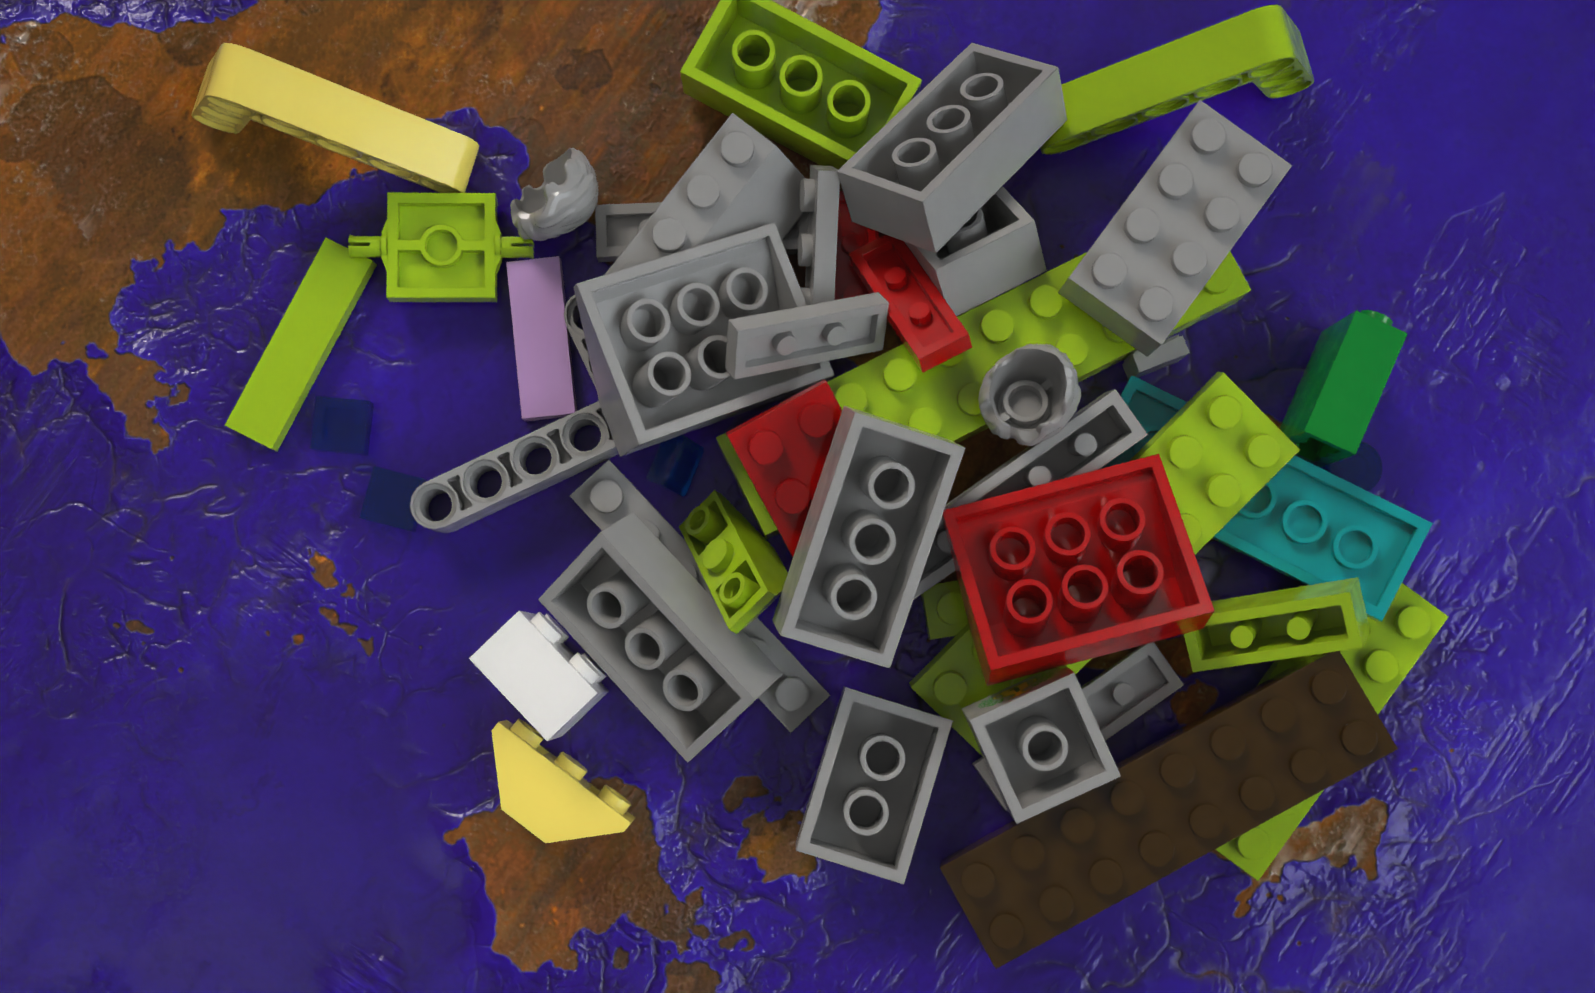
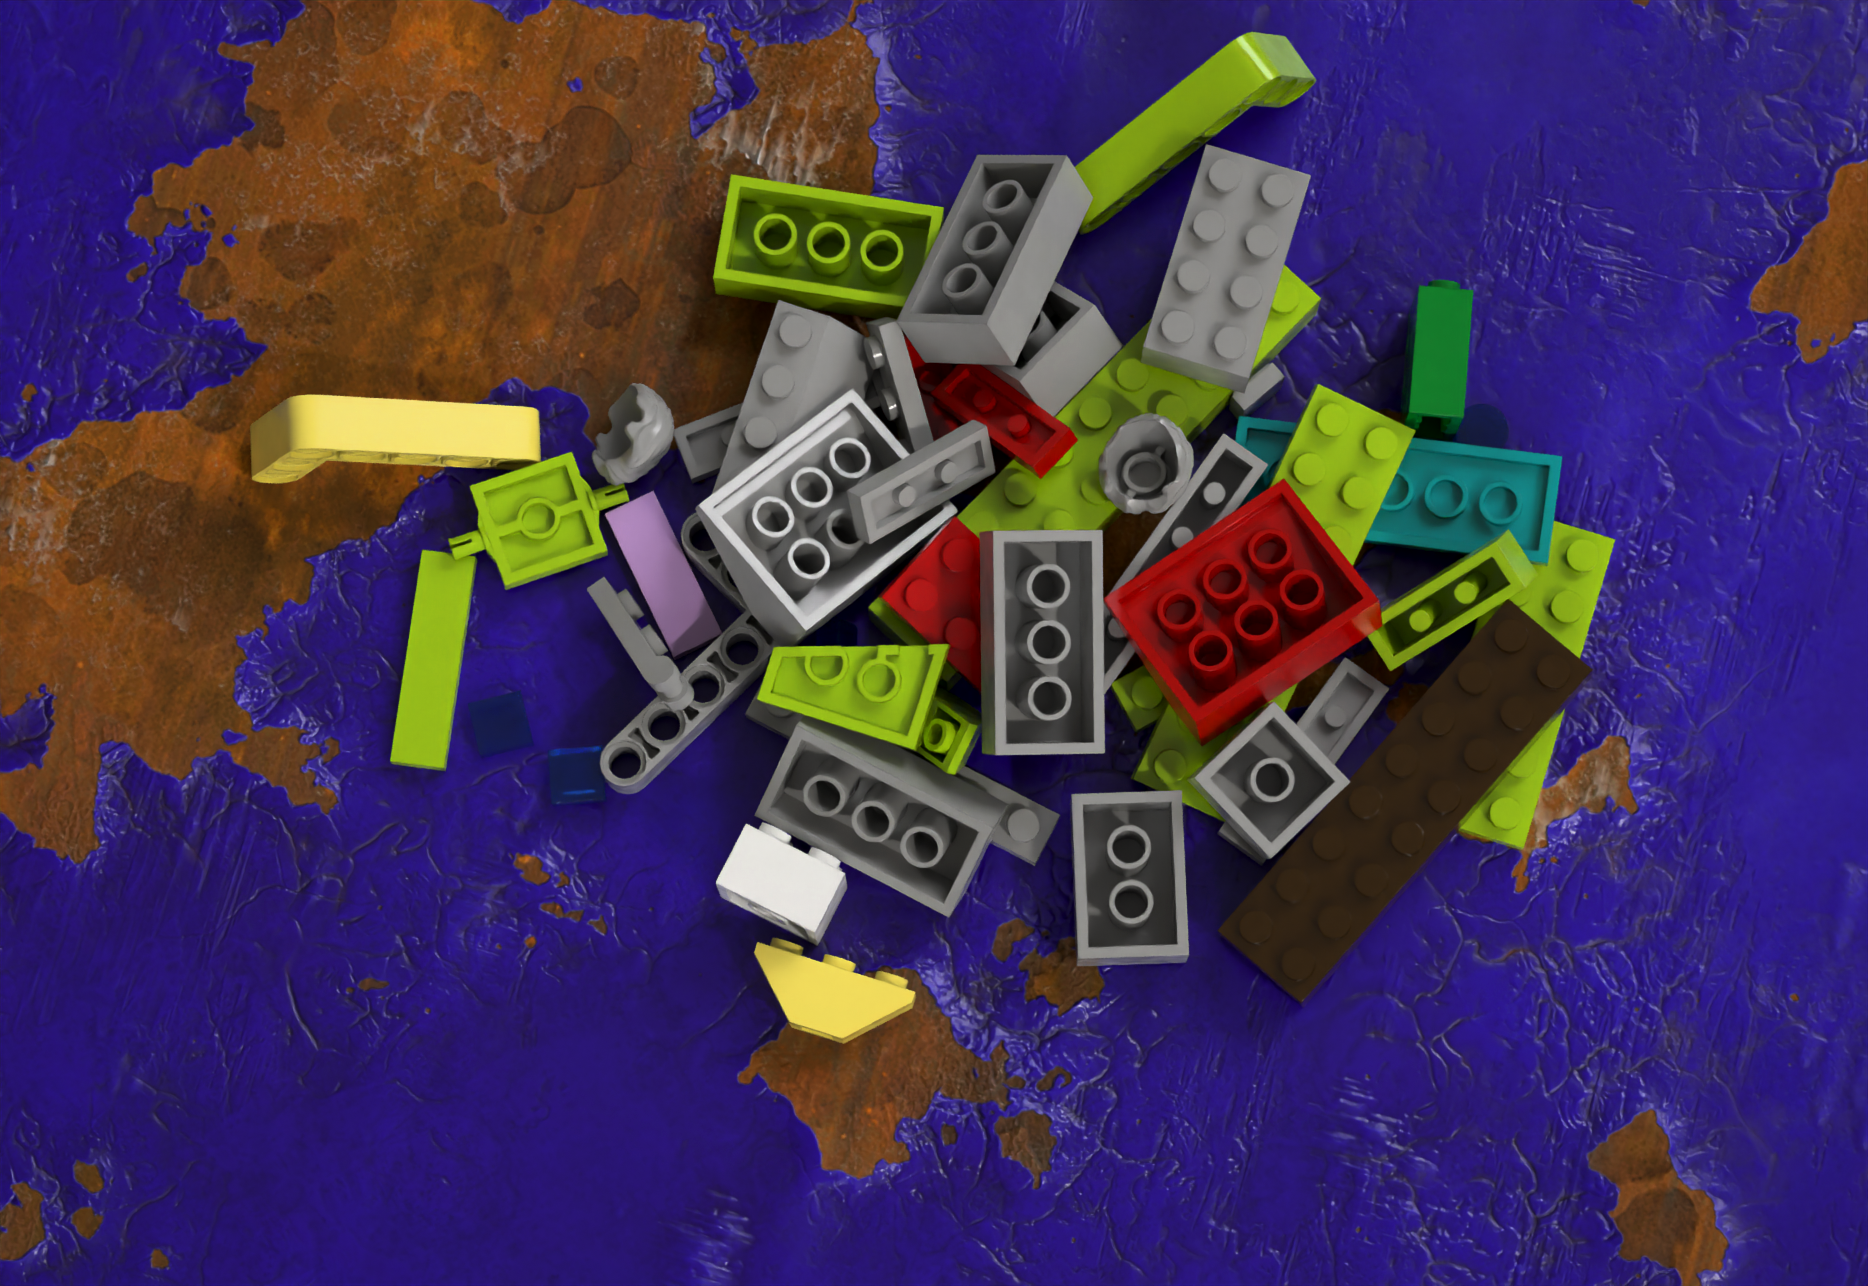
camera: 15 degrees left, 5 degrees down
(488, 398) = (642, 645): none -> light grey plate
(673, 516) = (858, 688): none -> lime wing

